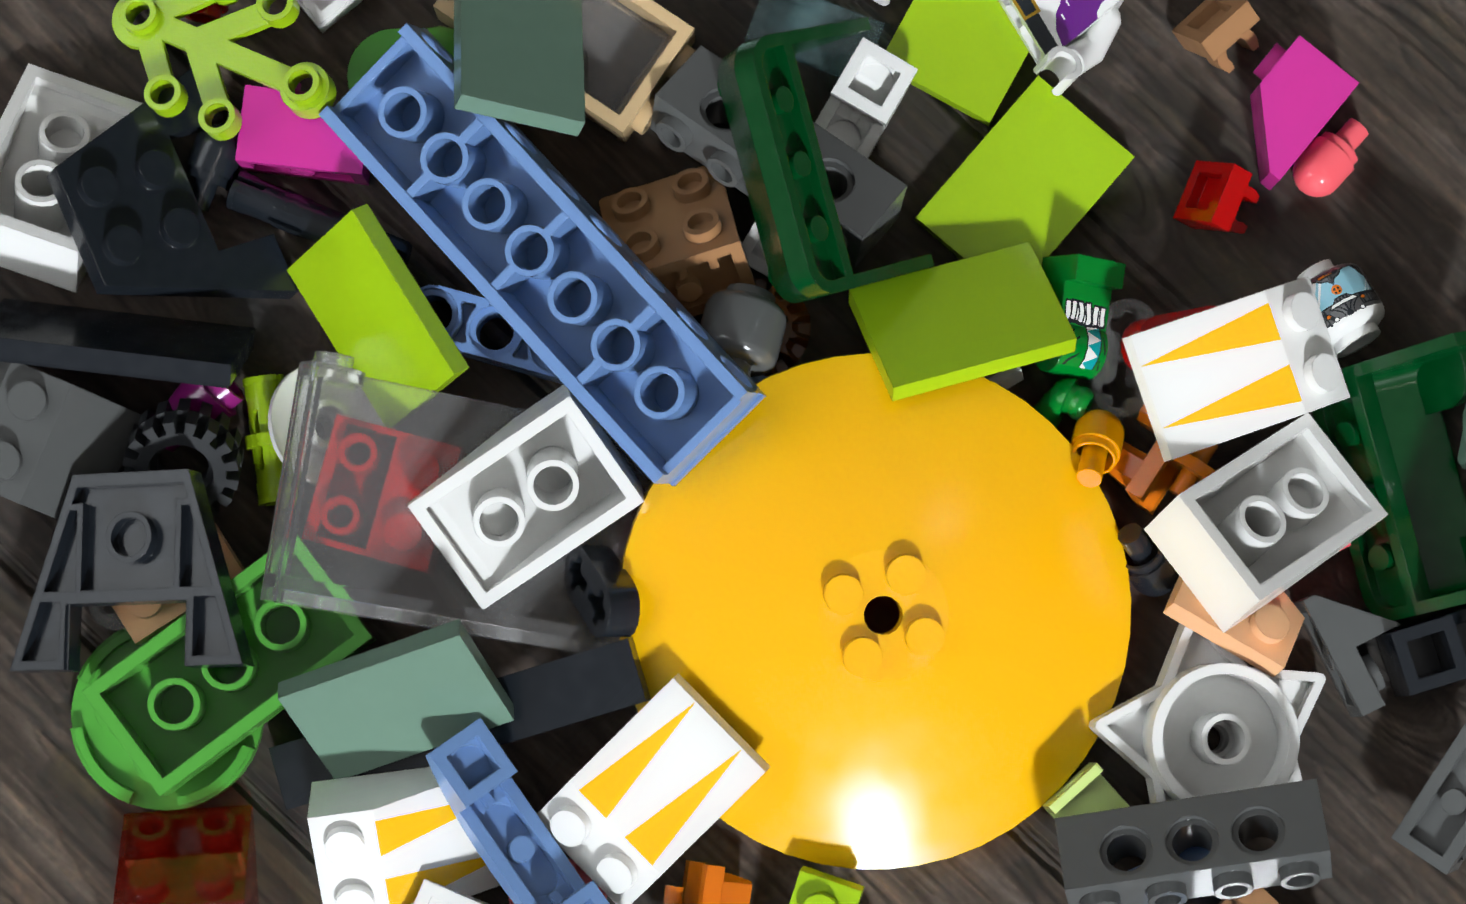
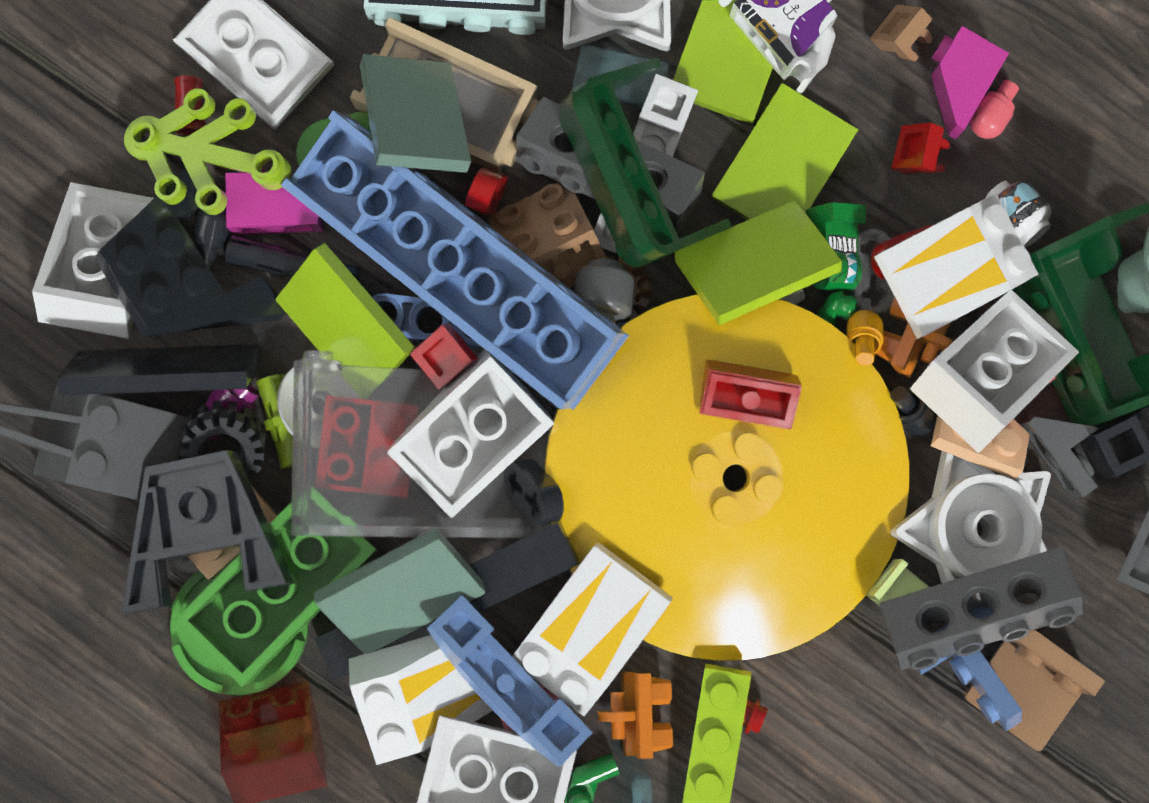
camera: 10 degrees left, 0 degrees up
(506, 385) = (443, 356): none -> red tile
(602, 164) = (486, 191): none -> red beam
(919, 502) = (749, 394): none -> red slope

